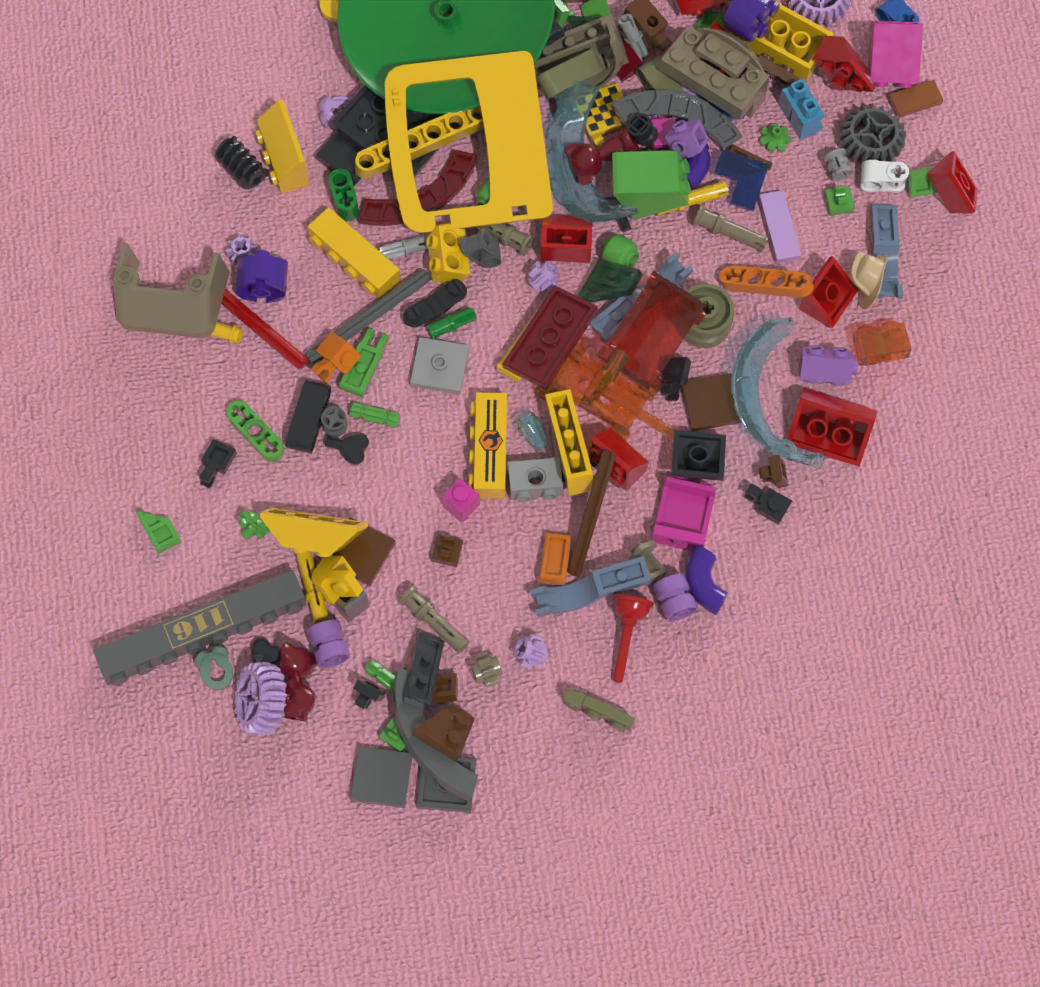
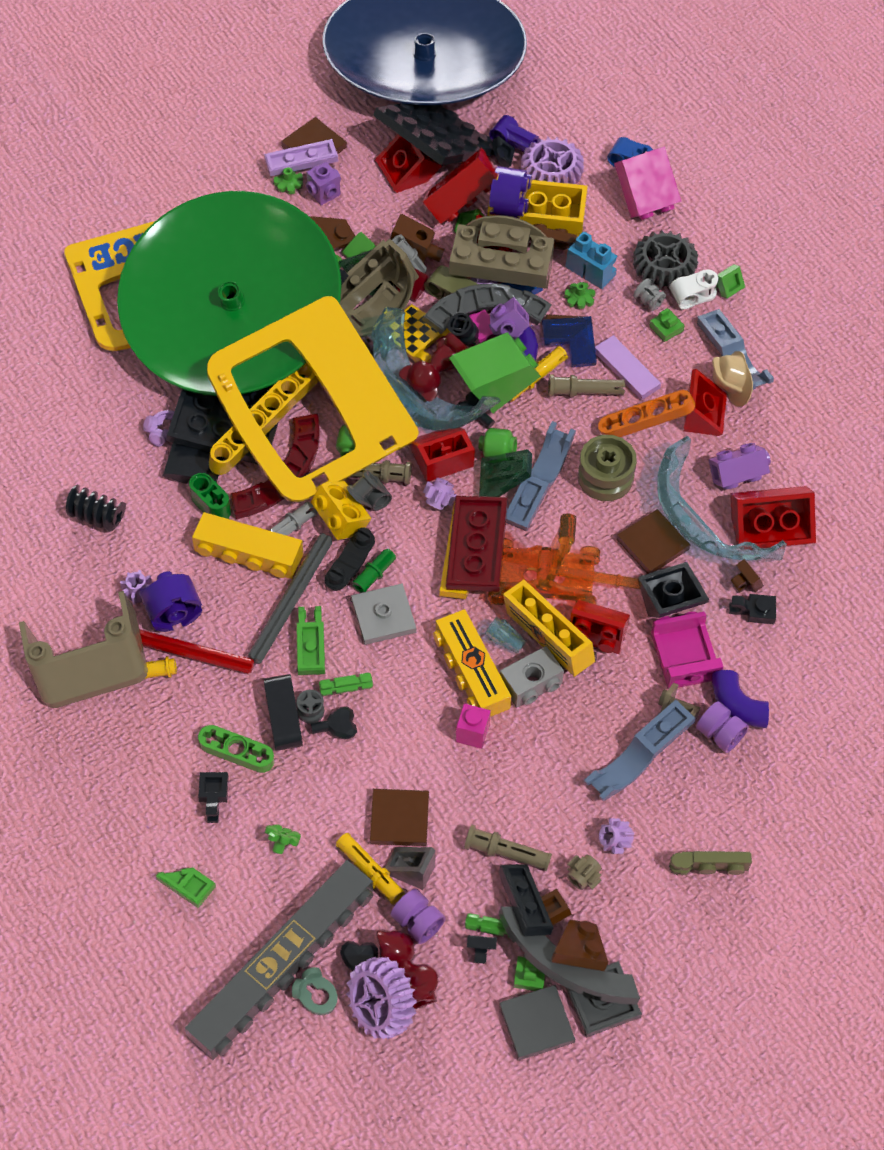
camera: 25 degrees left, 10 degrees down
(281, 149) = (130, 477): yellow slope -> none
(310, 531) = (348, 814): yellow wedge -> none
(335, 579) = (395, 850): yellow brick -> none
(336, 355) = (281, 642): orange brick -> none
(447, 550) = (483, 779): reddish brown tile -> none
(555, 558) = (590, 741): orange tile -> none
(568, 73) = (372, 305): olive beam -> none
(591, 513) = (605, 682): reddish brown axle -> none
(630, 610) = (689, 755): red piece -> none
(653, 330) = (573, 484): clear red windscreen -> none
(674, 375) = (606, 530): black plate -> none
(842, 65) = (610, 209): red slope -> none
(881, 343) = (775, 428): clear orange brick -> none
(915, 98) = (683, 216): dark orange tile -> none
(954, 185) = (761, 272): red slope -> none

